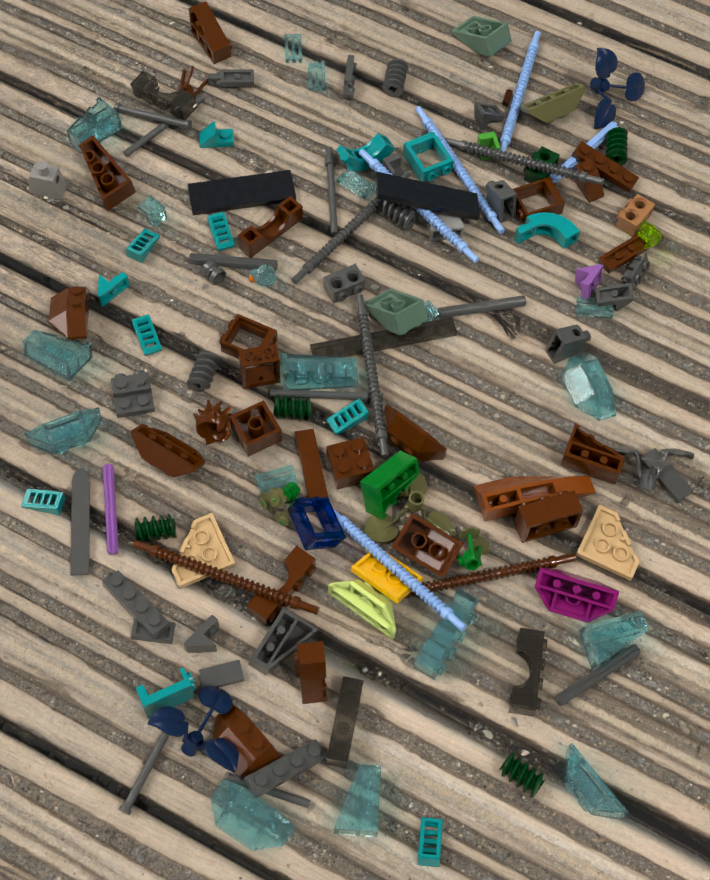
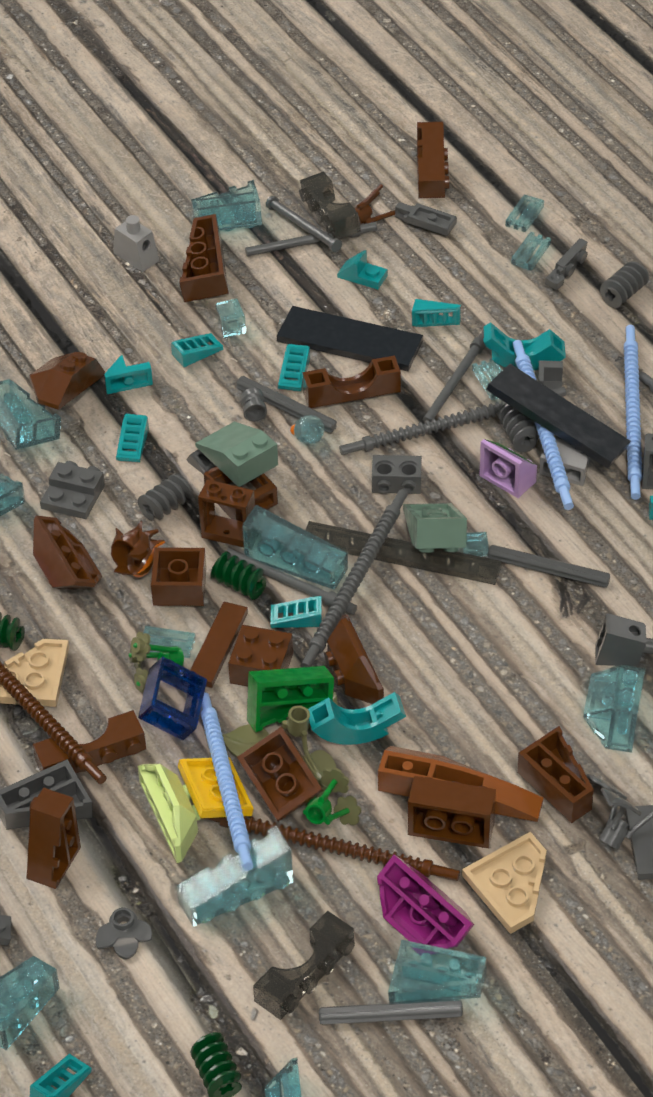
camera: 35 degrees right, 15 degrees down
(206, 328) = (200, 461): none -> dark grey slope
(235, 314) = (240, 452): none -> sand green slope
(287, 150) = (422, 313): none -> teal slope
(344, 722) = (32, 930): clear smoke arch -> none
(398, 713) = (123, 937): none -> dark grey plate
(412, 248) = (506, 468): none -> lavender slope
(421, 145) = (601, 367): teal window -> none
(446, 479) = (355, 725): none -> teal arch

